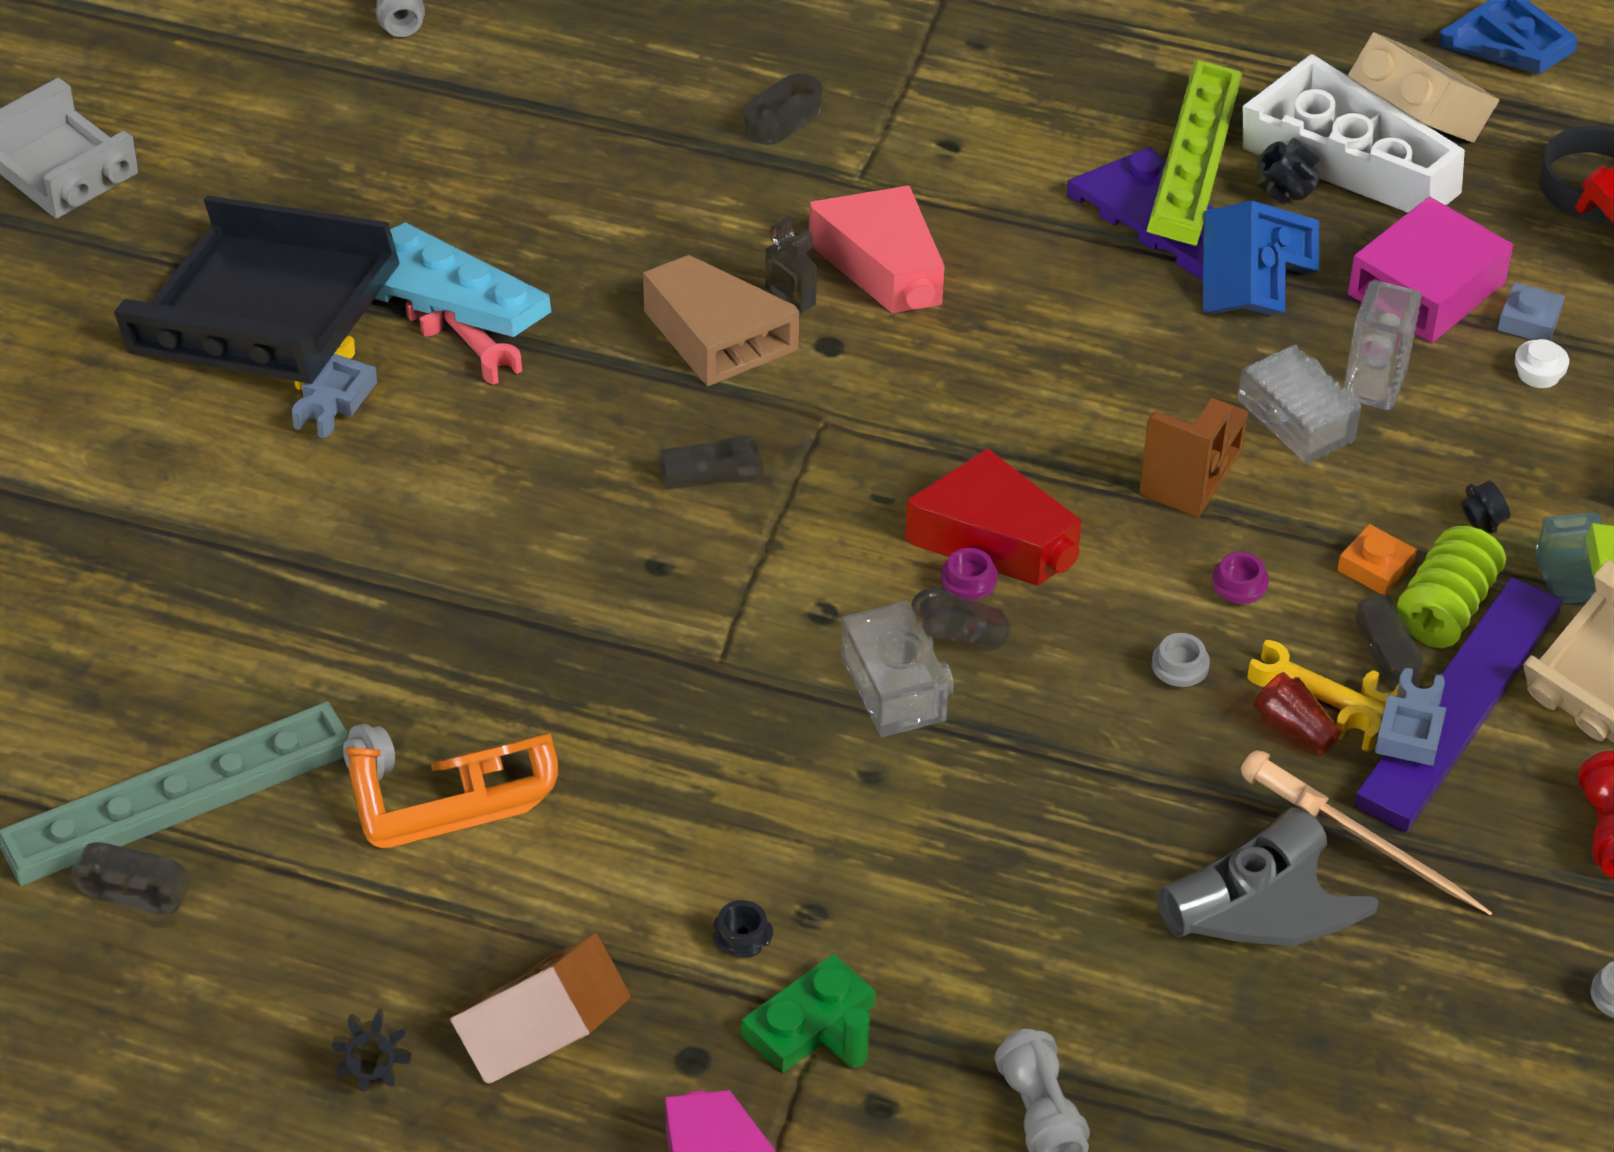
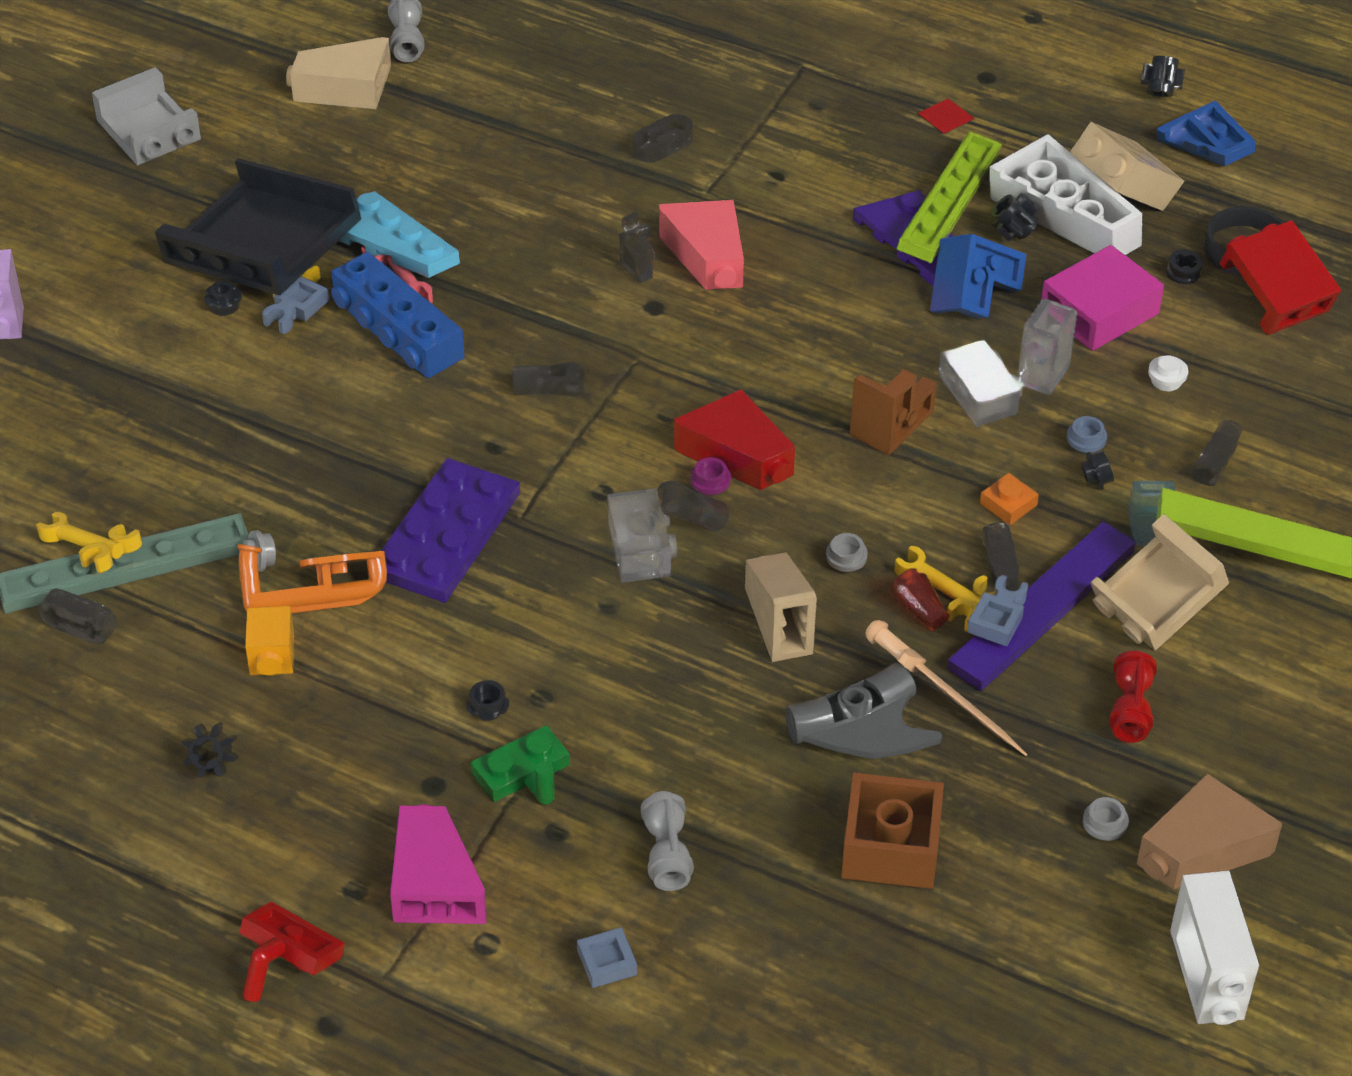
camera: 10 degrees right, 0 degrees up
(136, 774) = (95, 547): none -> yellow bar
(227, 396) = (223, 298): none -> black plate
(318, 62) = (341, 74): none -> tan slope
(417, 881) = (270, 640): none -> light orange brick
(482, 394) = (397, 315): none -> blue brick
(542, 1009) = (334, 736): panel -> none
(624, 690) = (447, 529): none -> dark purple plate
(718, 319) = (577, 280): medium nougat slope -> none
(1117, 744) = (782, 605): none -> tan slope
(1154, 41) = (946, 115): none -> red sticker
(1240, 578) = (905, 500): magenta plate -> none
(1351, 1045) = (892, 830): none -> dark orange brick
(1450, 585) = (1054, 521): lime piece -> none
(1458, 459) = (1087, 434): none -> sand blue plate
(1518, 206) = (1184, 266): none -> black bush
(1531, 312) = (1170, 336): sand blue plate -> none

